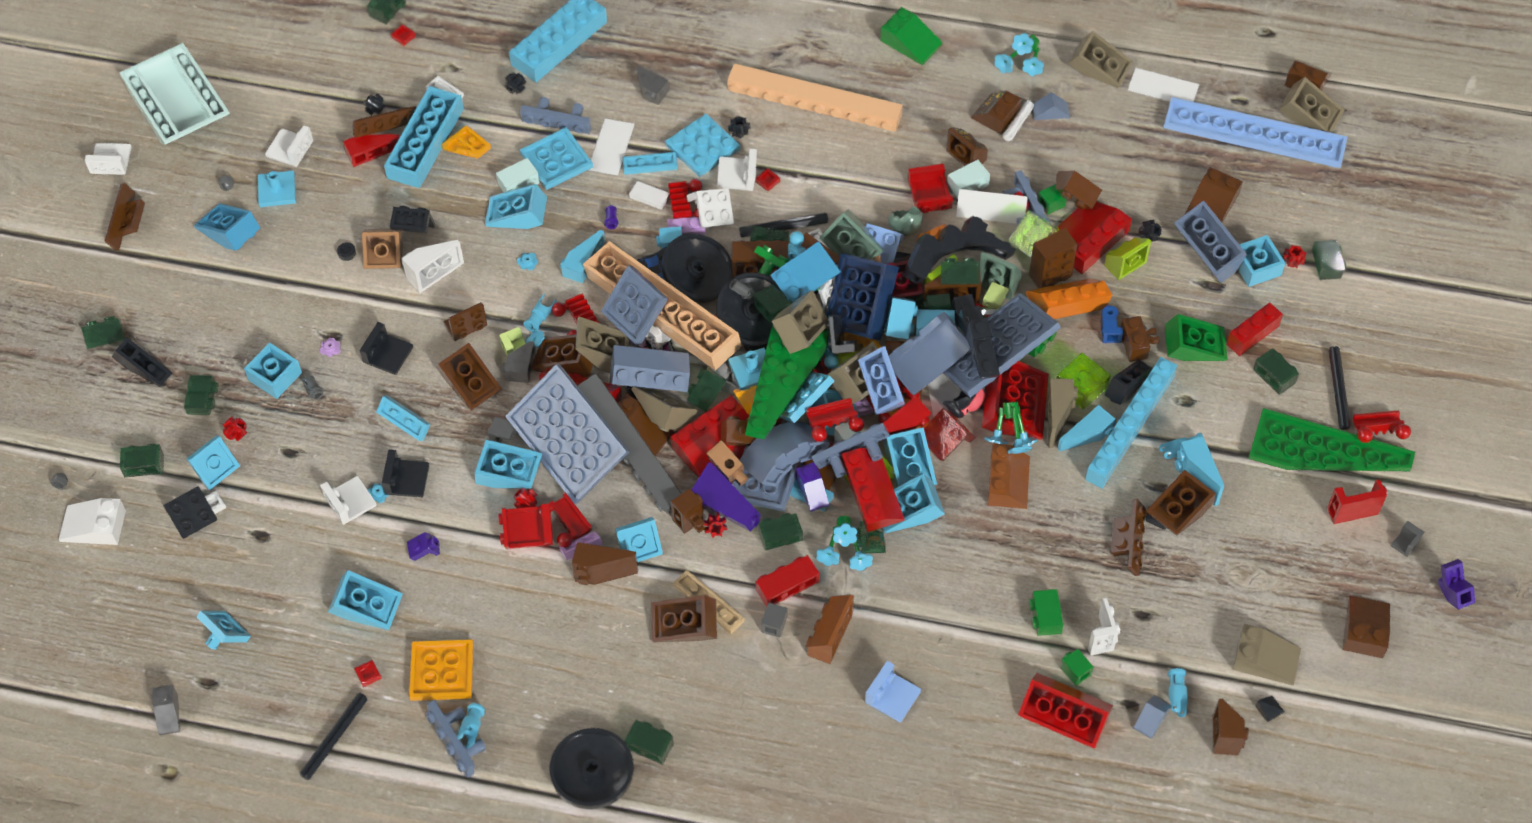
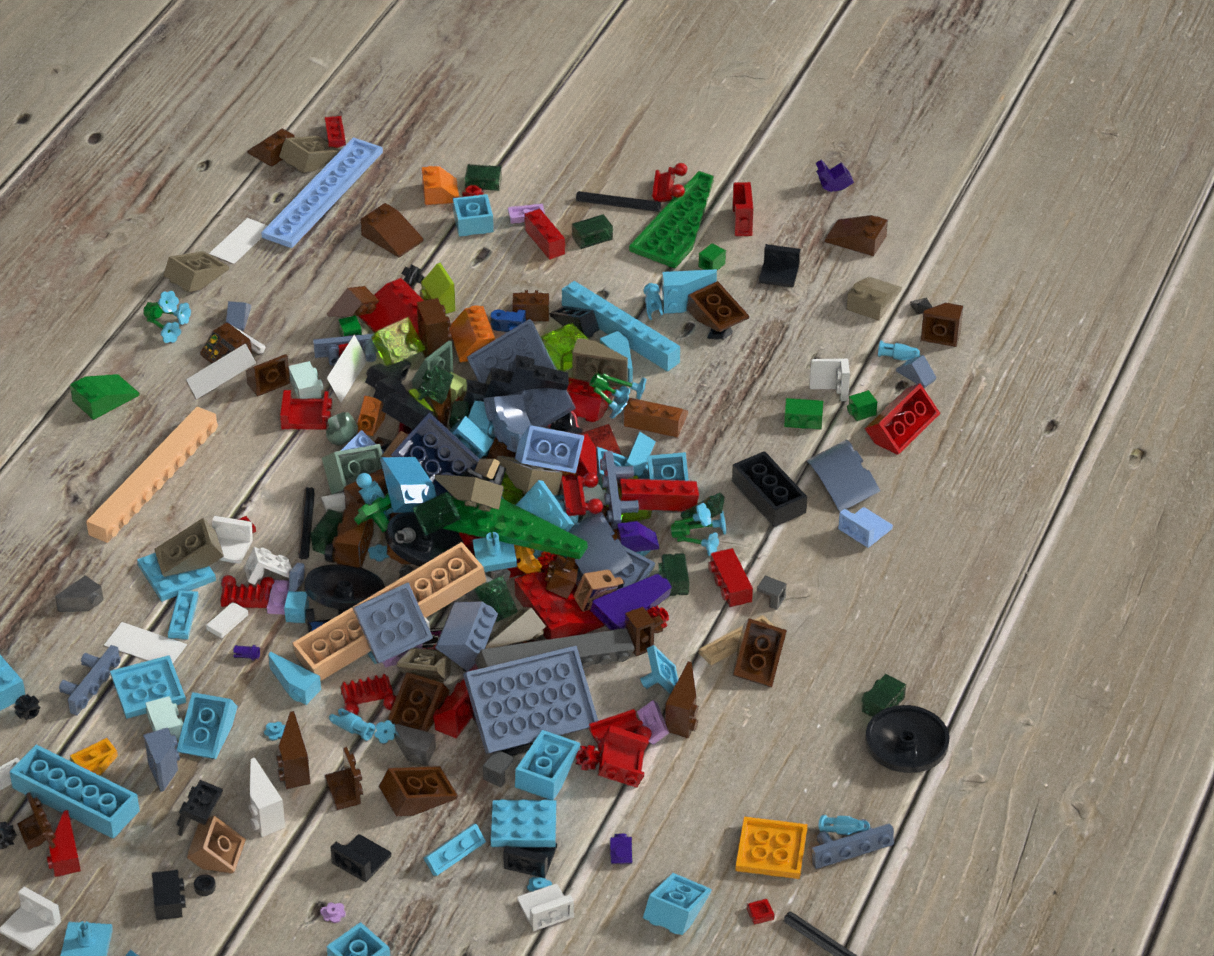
camera: 80 degrees left, 15 degrees down
(314, 389) = (388, 927): dark grey pin -> none
(327, 227) = (167, 894): none -> black brick
(440, 464) = (523, 823): none -> medium azure plate
(465, 184) = (162, 756): none -> sand blue slope
(488, 273) = (293, 756): none -> reddish brown slope
(511, 340) = (386, 752): yellowish green panel -> none
(696, 226) = (296, 577): none -> sand blue tile
(714, 144) = (189, 549): none -> dark tan slope
(739, 127) = (166, 532): black gear -> none
(830, 628) = (791, 549): dark orange slope -> none
(850, 335) = (487, 467): none -> tan tile
(918, 594) = (769, 488): none -> black brick
(943, 471) = (639, 453): none -> medium azure tile
(959, 659) = (844, 475): none -> sand blue panel
(960, 112) = (221, 371): none -> white sticker
(1128, 536) = (737, 352): reddish brown bracket -> none
(1195, 340) = (543, 273): green slope -> none
(1211, 241) = (445, 235): sand blue slope -> none
(1271, 489) = (712, 257): none -> green brick
(1277, 556) = (780, 265): none -> black bracket
(1285, 304) = (517, 213): none -> lavender plate
(1299, 224) = (438, 185): none -> orange slope
(1351, 119) = (335, 131): none -> red plate
(1407, 539) = (781, 194): dark grey panel -> none

